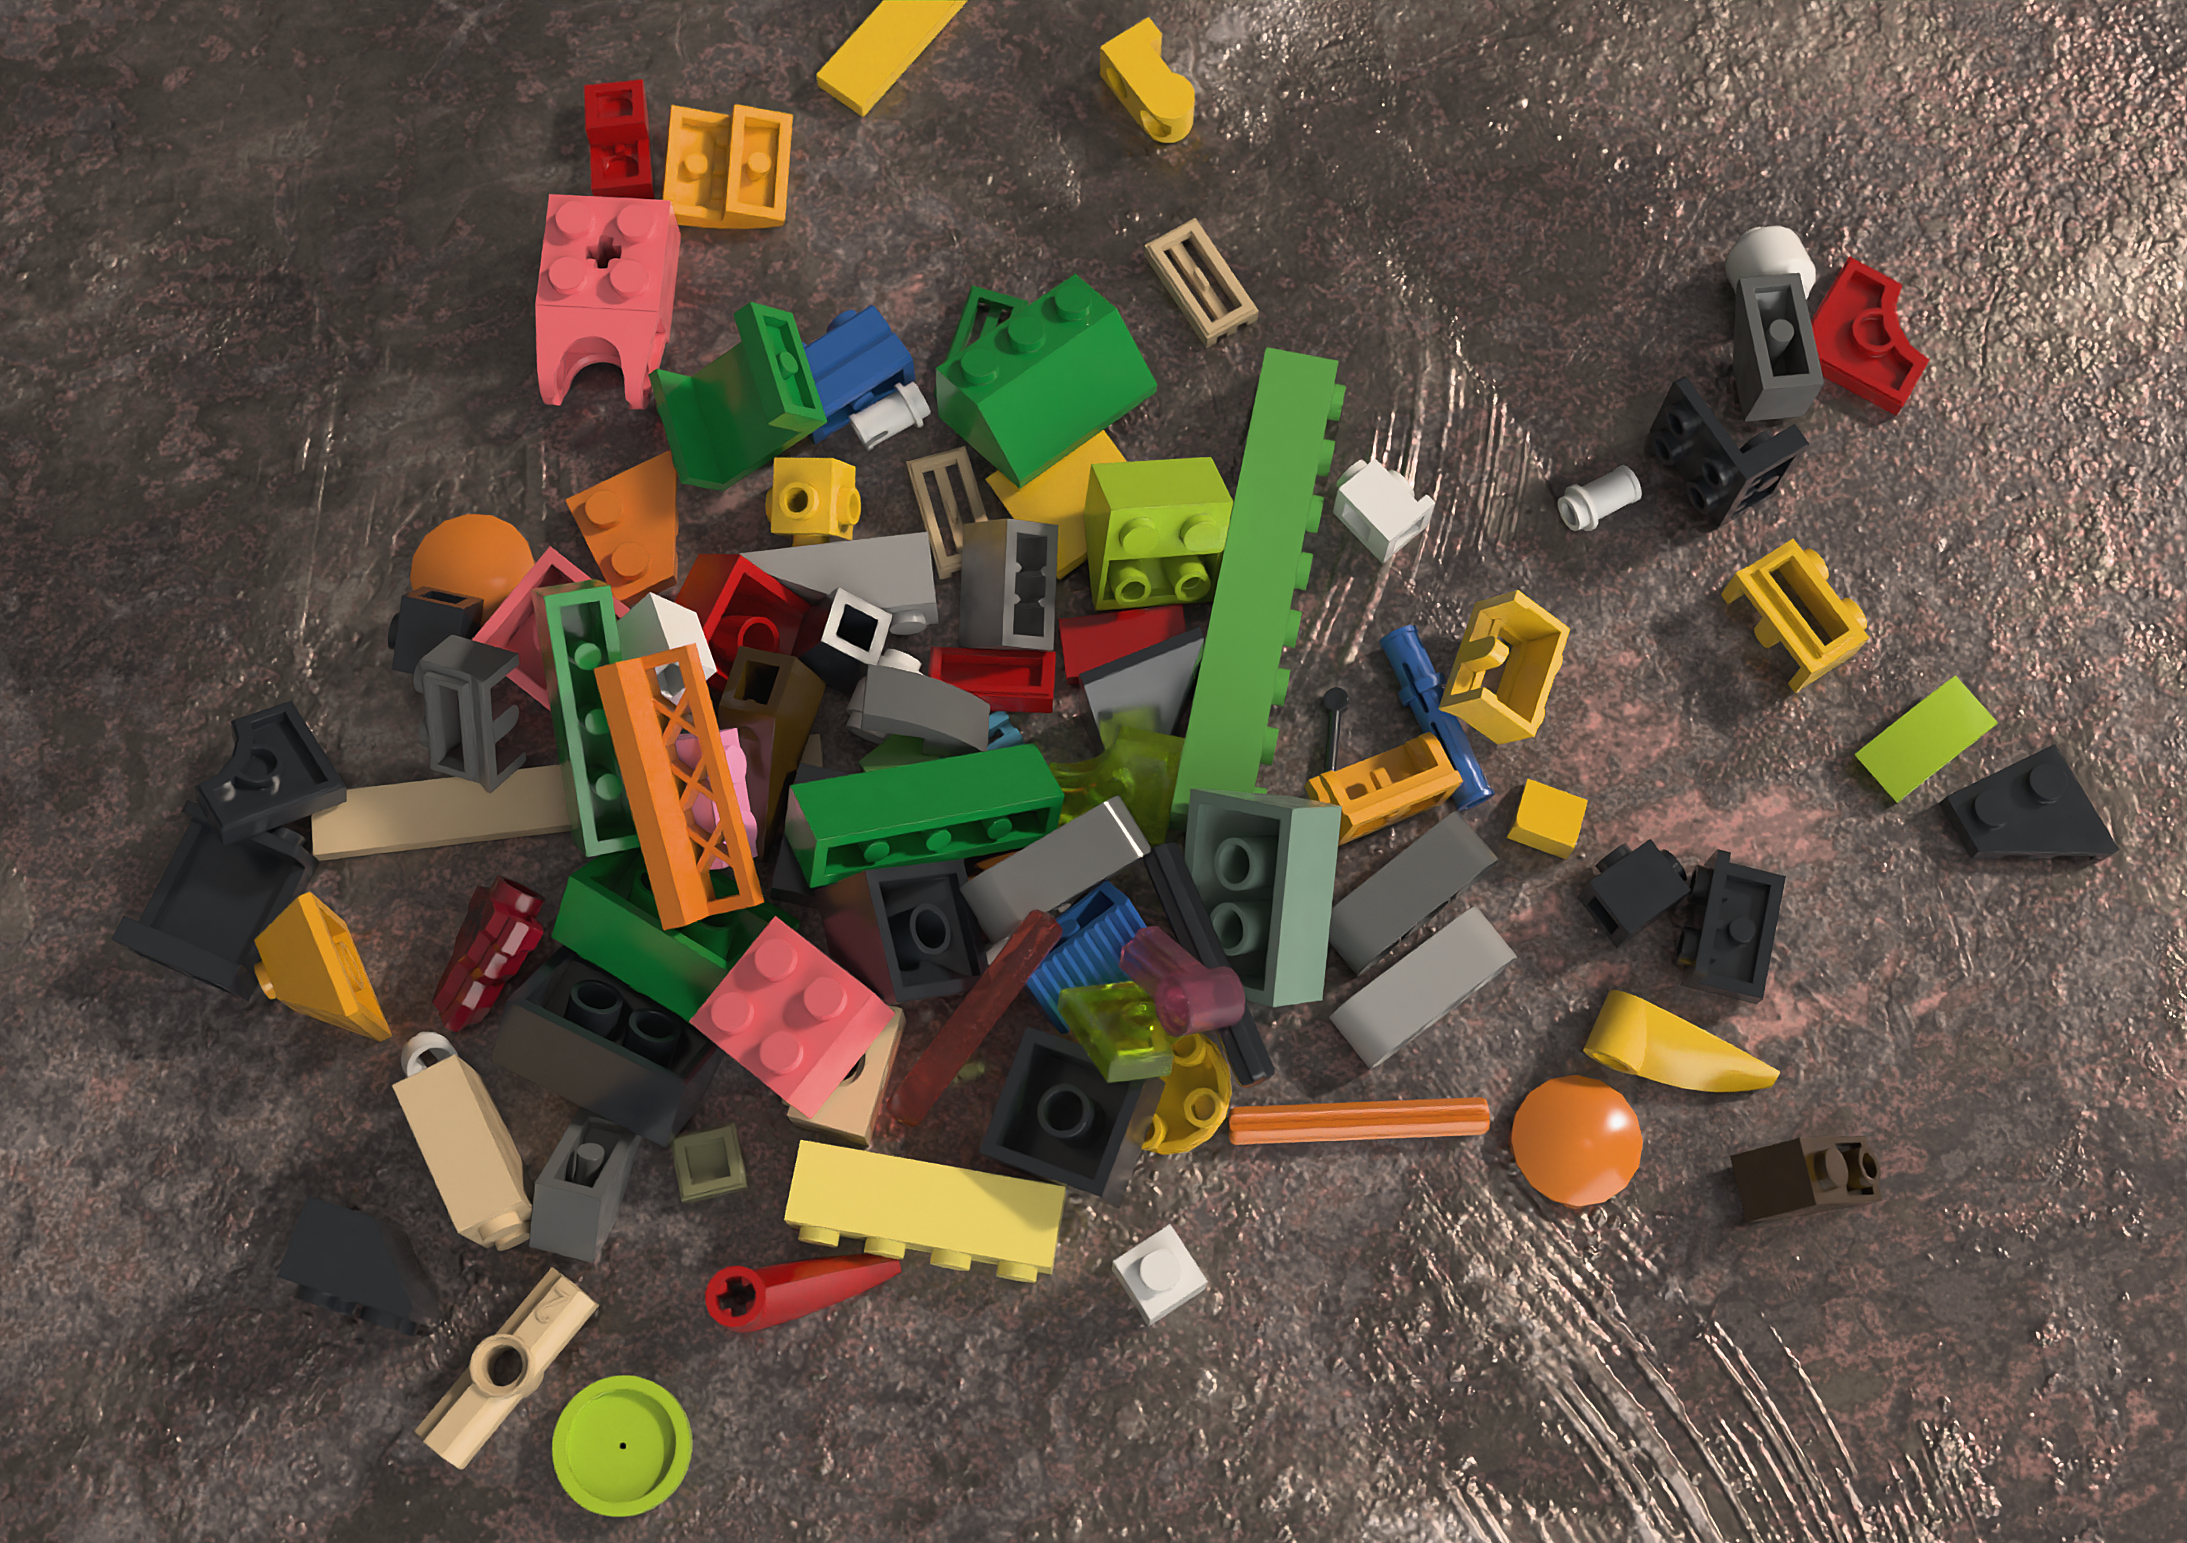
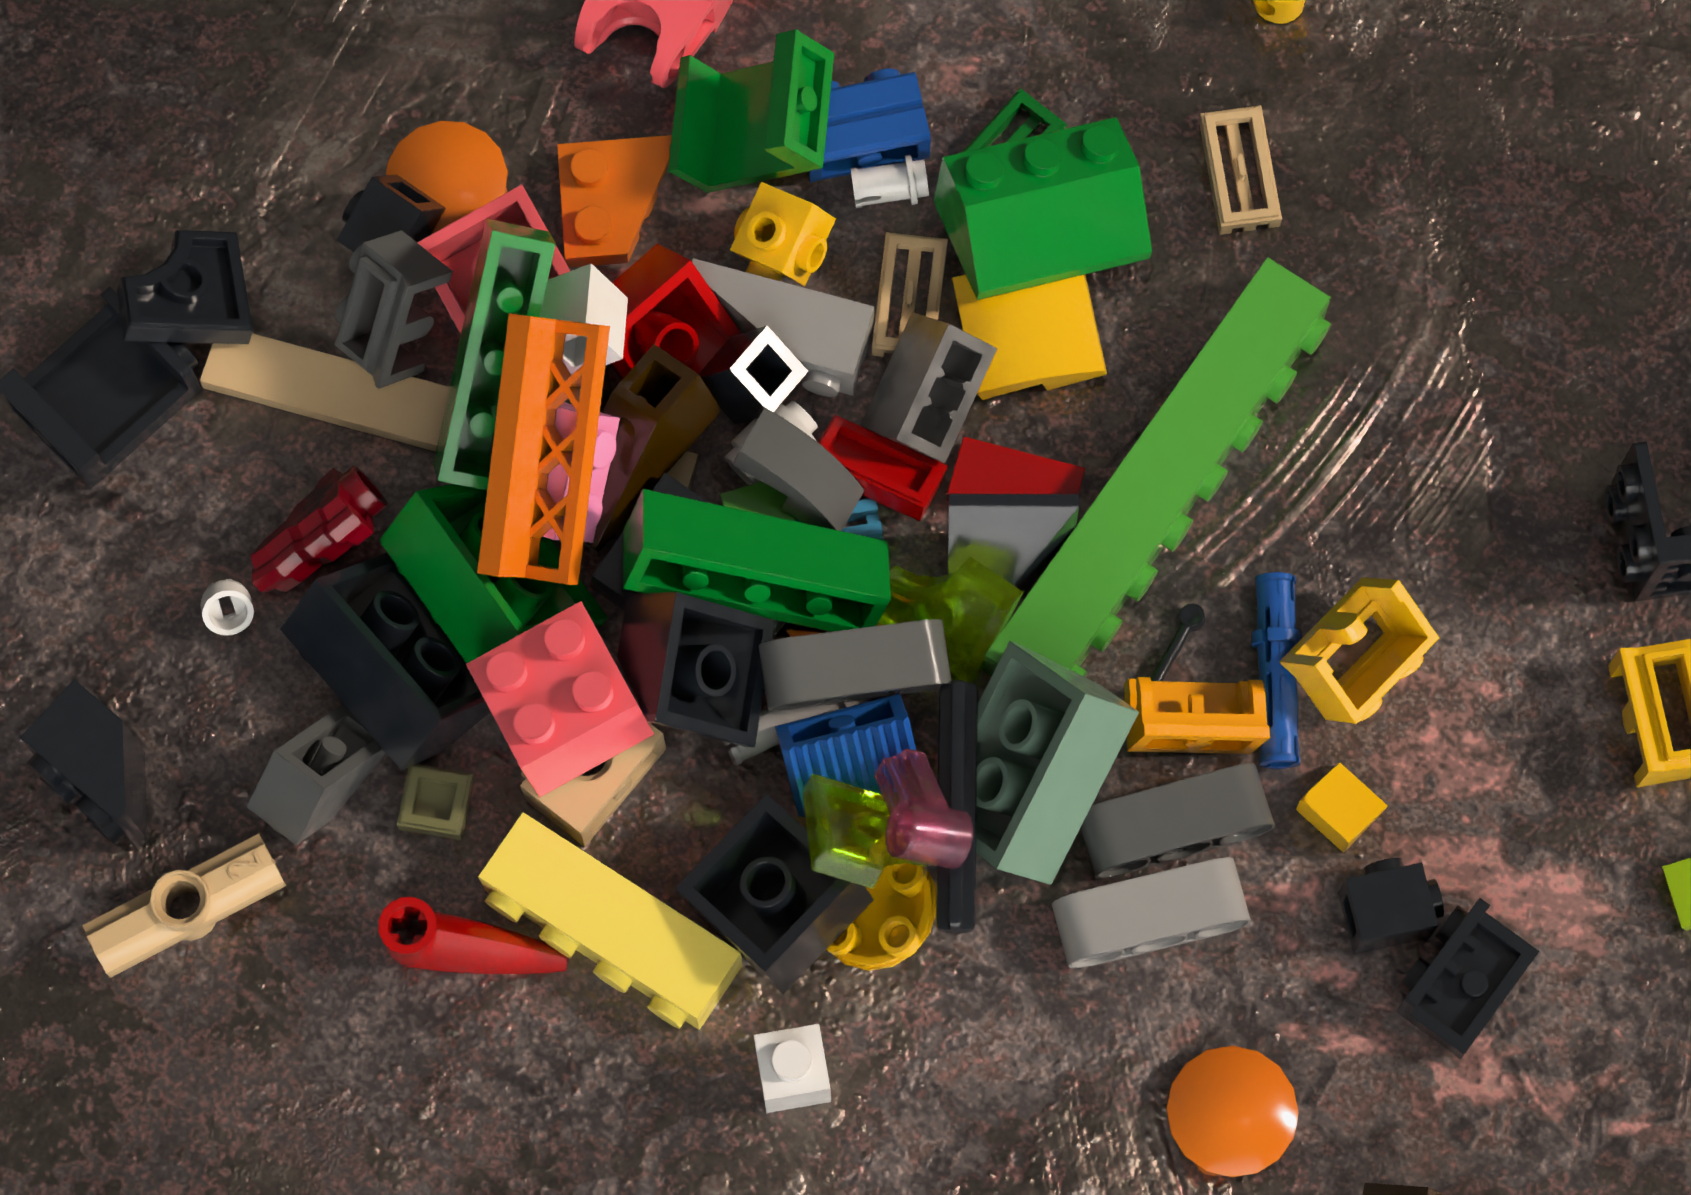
camera: 25 degrees right, 0 degrees up
(317, 969) = (162, 485): light orange slope -> none
(469, 1153) = (228, 701): tan brick -> none
(590, 1440) = (237, 992): lime piece -> none
(974, 1017) = (724, 767): clear red axle -> none
(1155, 532) = (1085, 390): lime slope -> none
(1358, 1120) = (1038, 1009): orange axle -> none
(1380, 508) = (1313, 452): white brick -> none
(1587, 504) = (1527, 526): white pin -> none
(1667, 1049) = (1353, 1063): yellow piece -> none

